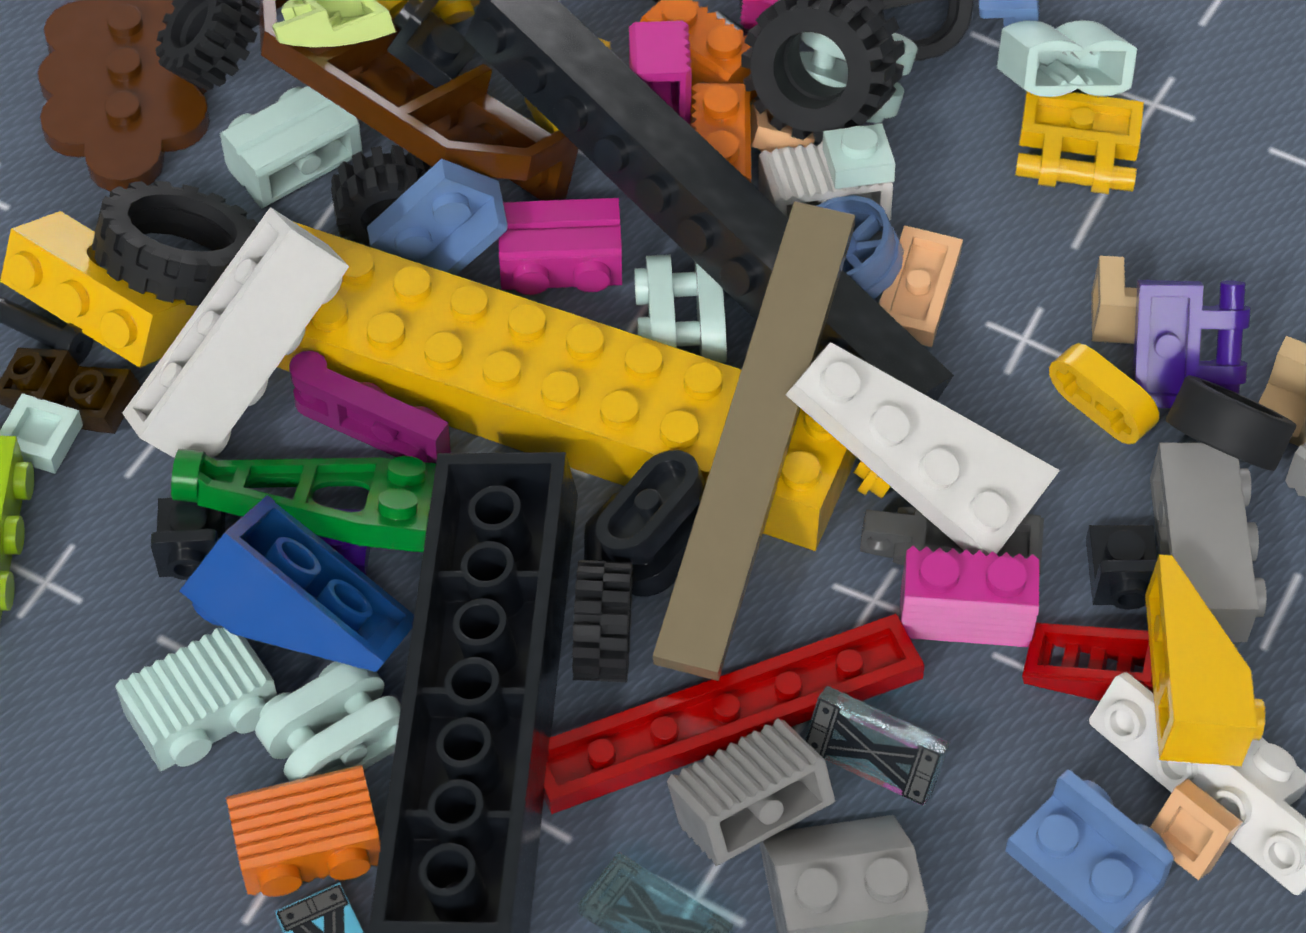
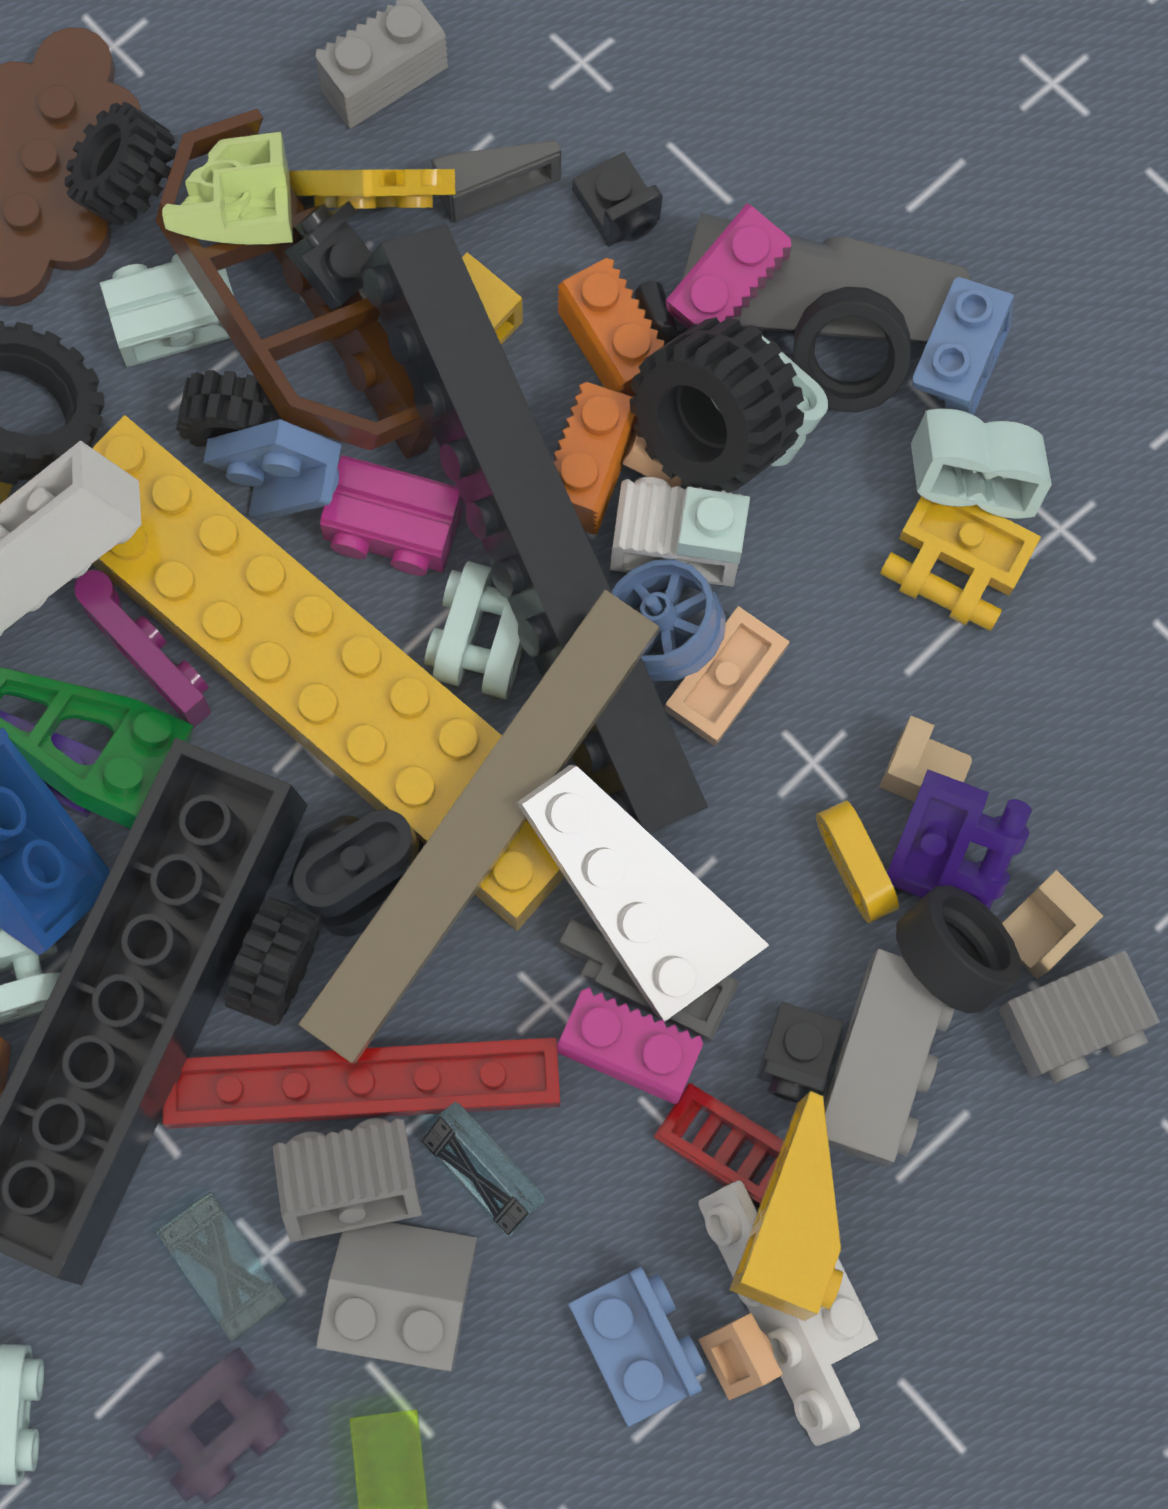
camera: 15 degrees right, 20 degrees up
(662, 60) = (552, 364): dark pink brick -> none

